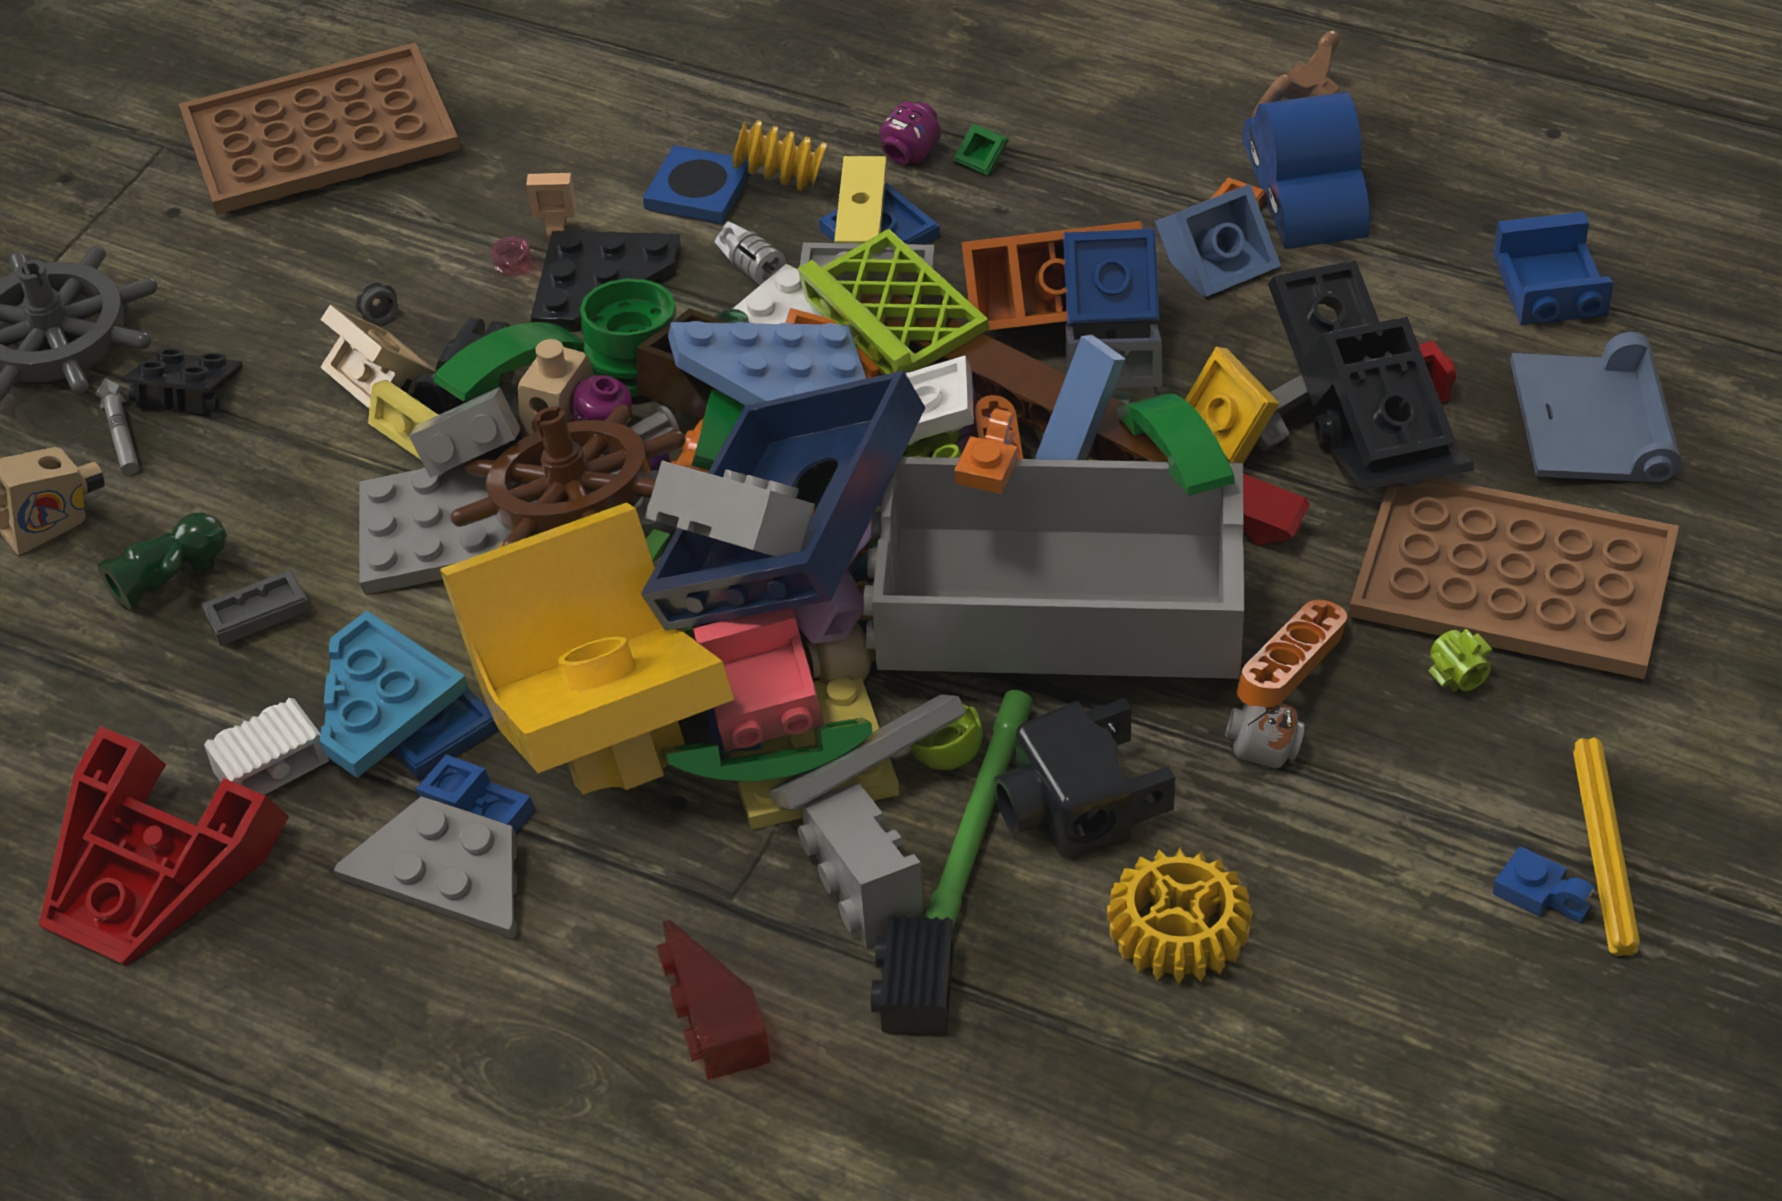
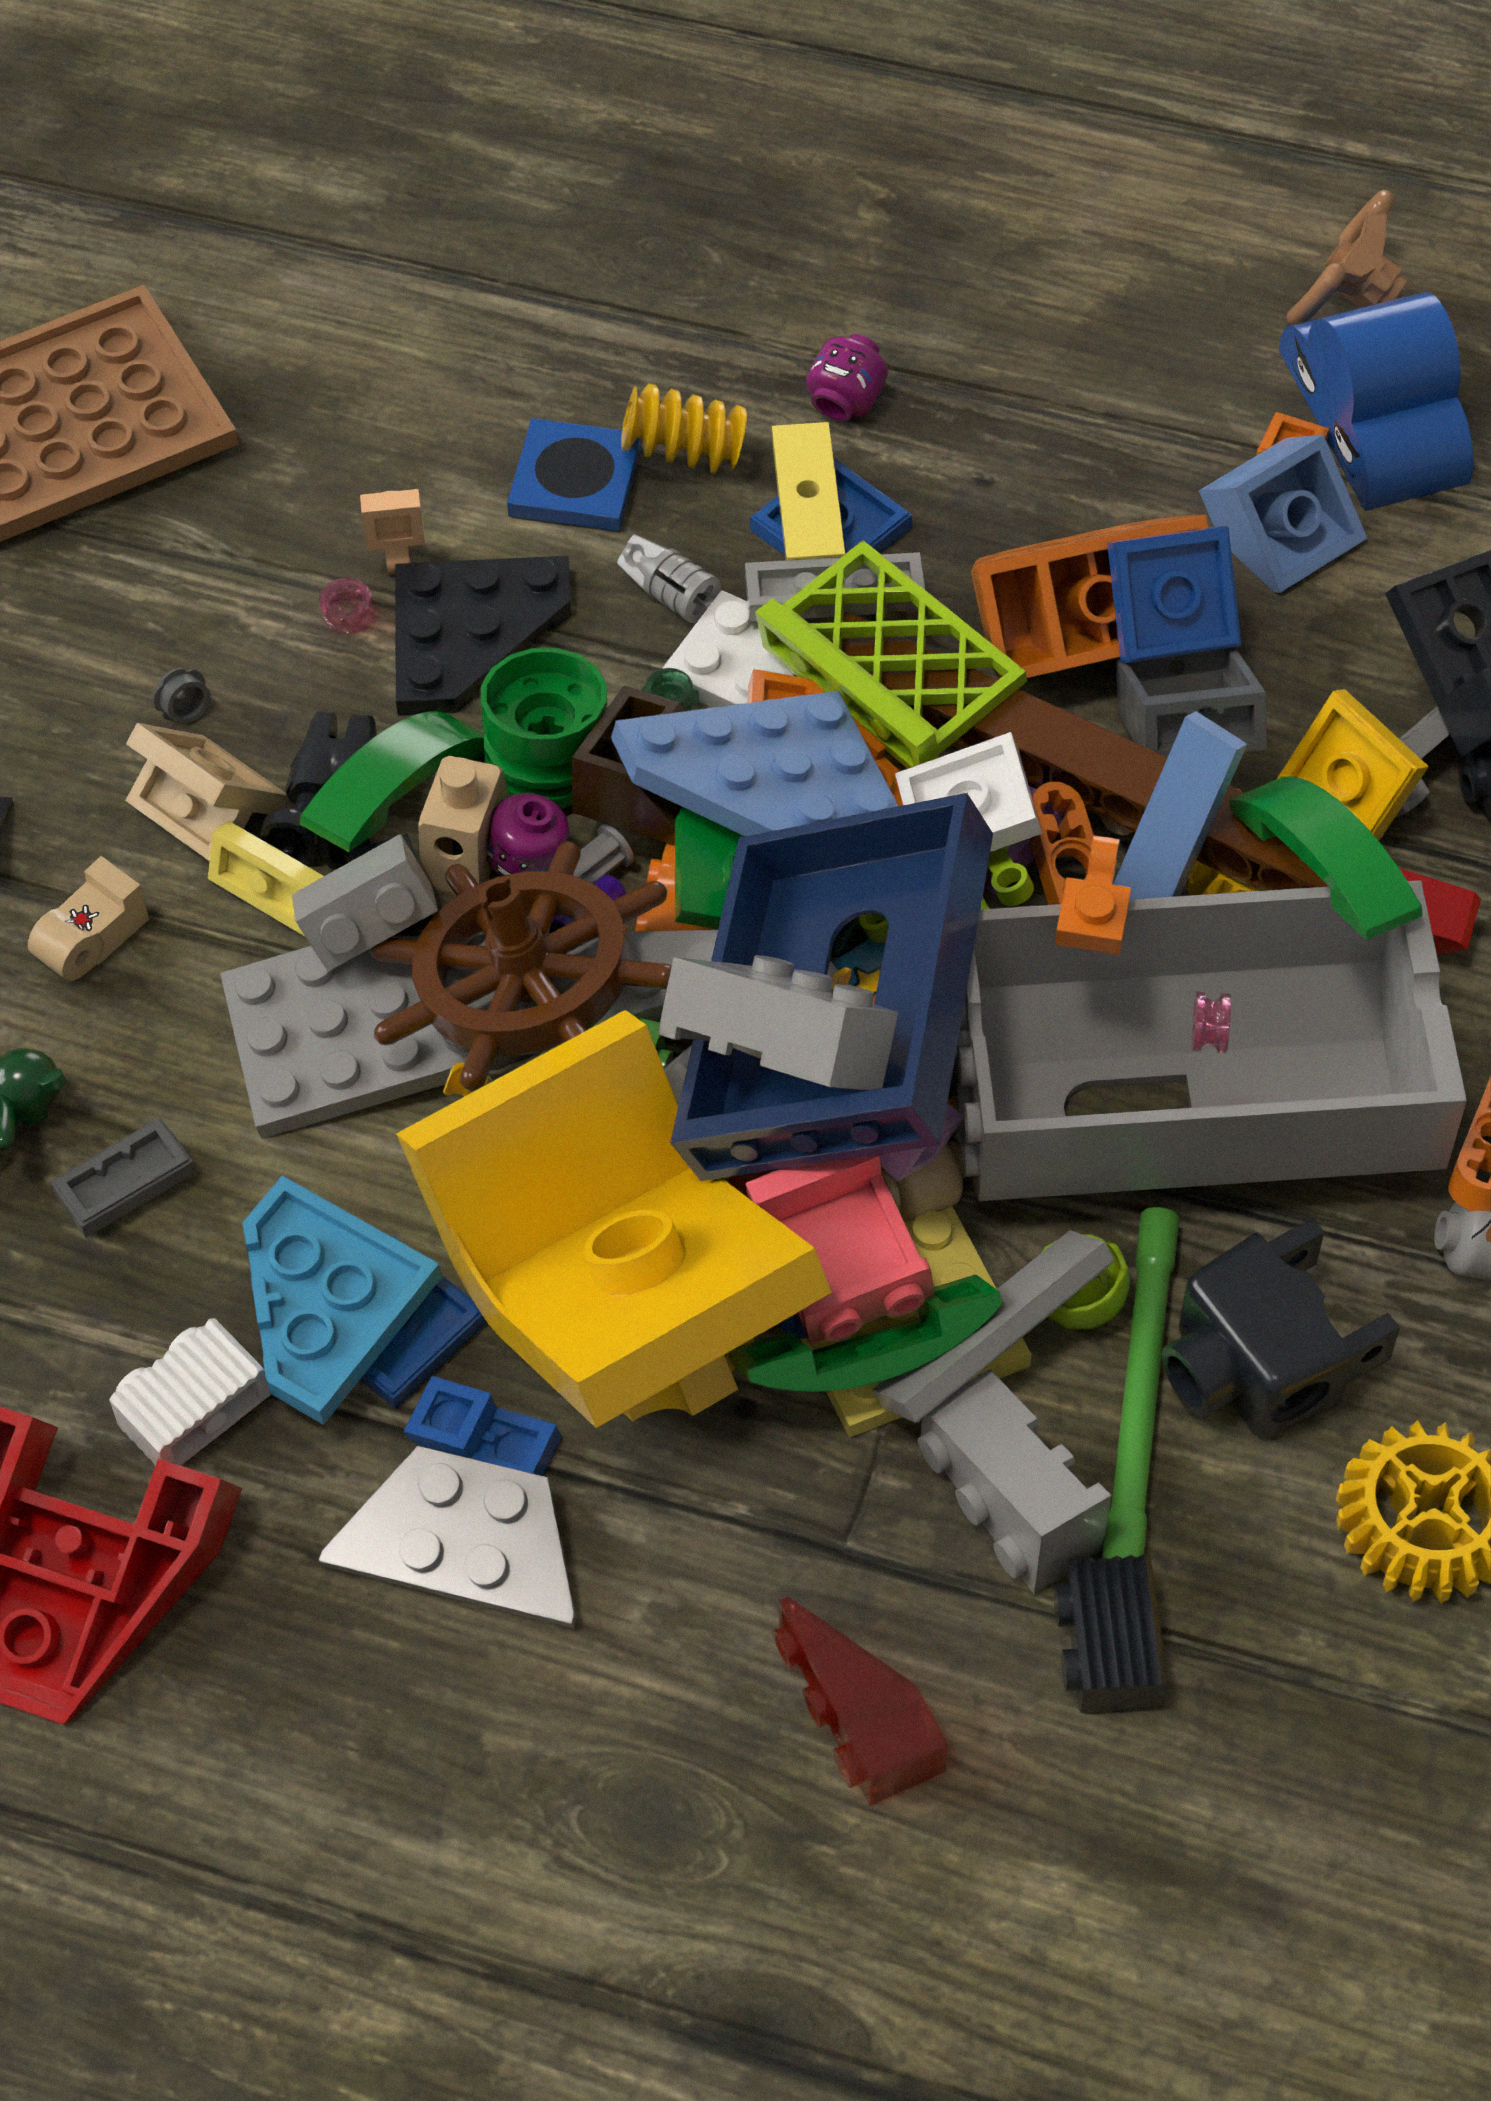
camera: 10 degrees left, 10 degrees up
(274, 441) = (89, 922): none -> tan leg
(980, 150) = (943, 393): green slope -> none
(1055, 538) = (1211, 1022): none -> clear pink bush

